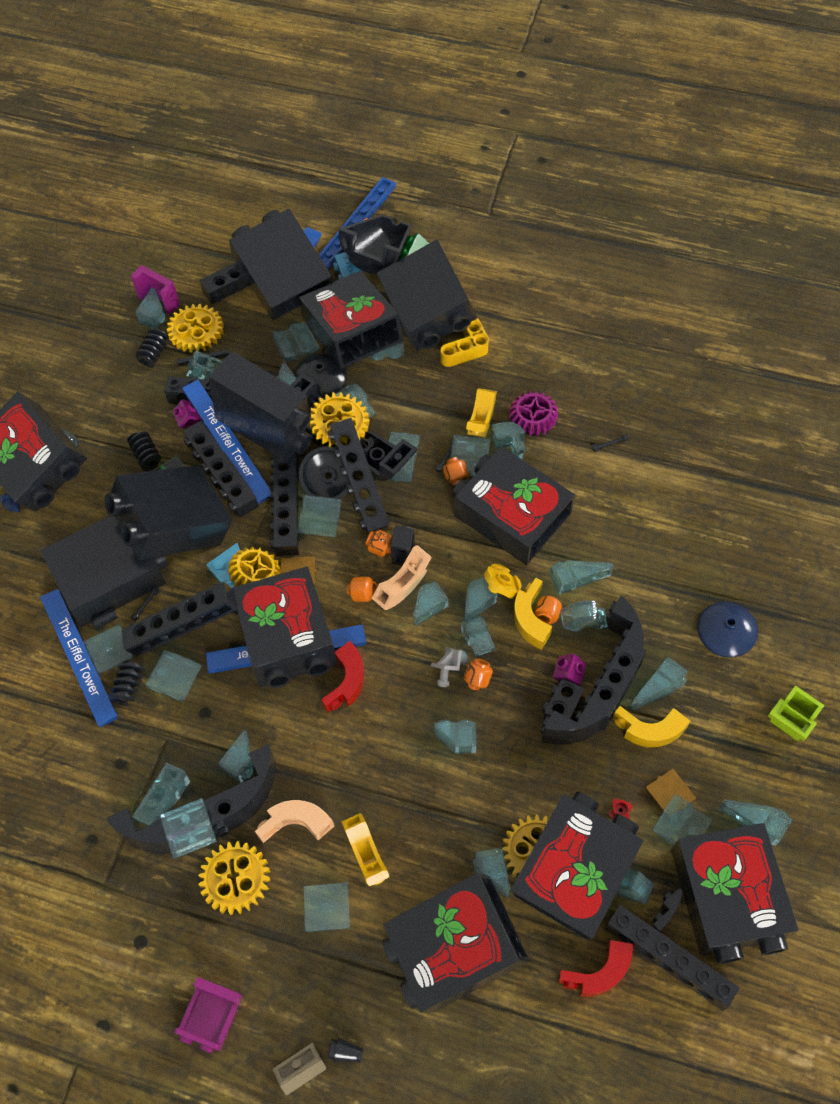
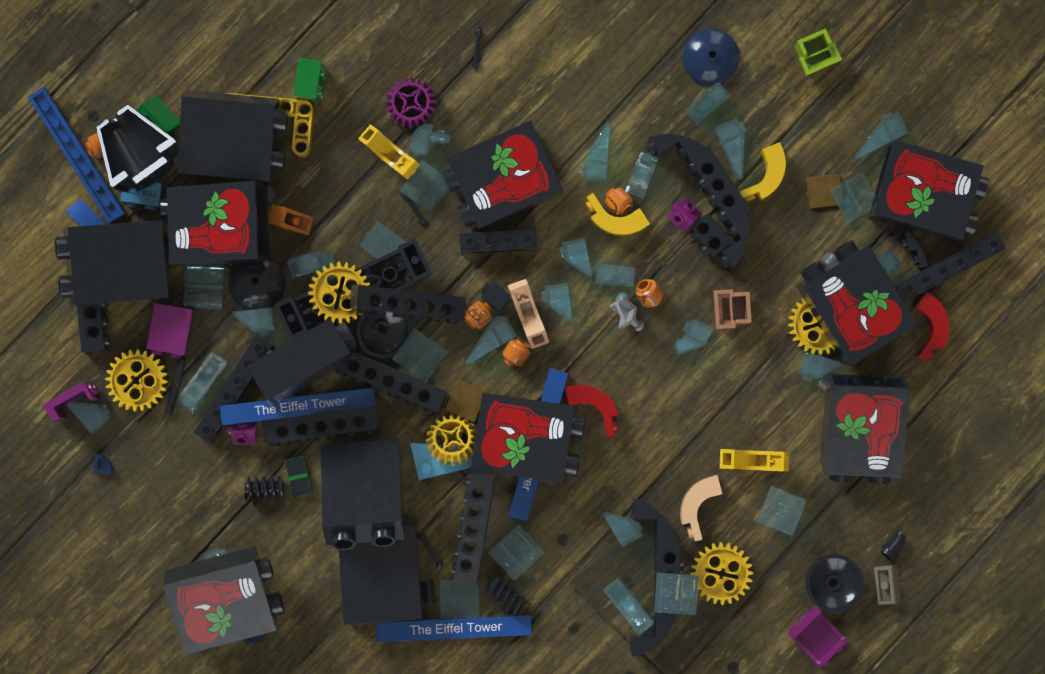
camera: 65 degrees left, 25 degrees up
(115, 336) = (102, 465): none -> dark blue tile
(151, 347) = (141, 434): black piece -> none
(247, 330) = (169, 330): none -> magenta panel
(257, 997) = (848, 583): none -> black dish
(362, 563) = (494, 336): none -> clear light blue slope
(384, 373) = (290, 220): none -> orange slope
(454, 529) = (498, 241): none -> black brick
(455, 471) = (439, 209): orange head -> none
(501, 581) = (574, 235): yellow plate -> none
(505, 332) = (310, 80): none -> green brick
(505, 756) = (731, 308): none -> nougat plate
(620, 804) = (819, 234): red plate -> none
(685, 643) = (707, 103): none -> clear light blue slope

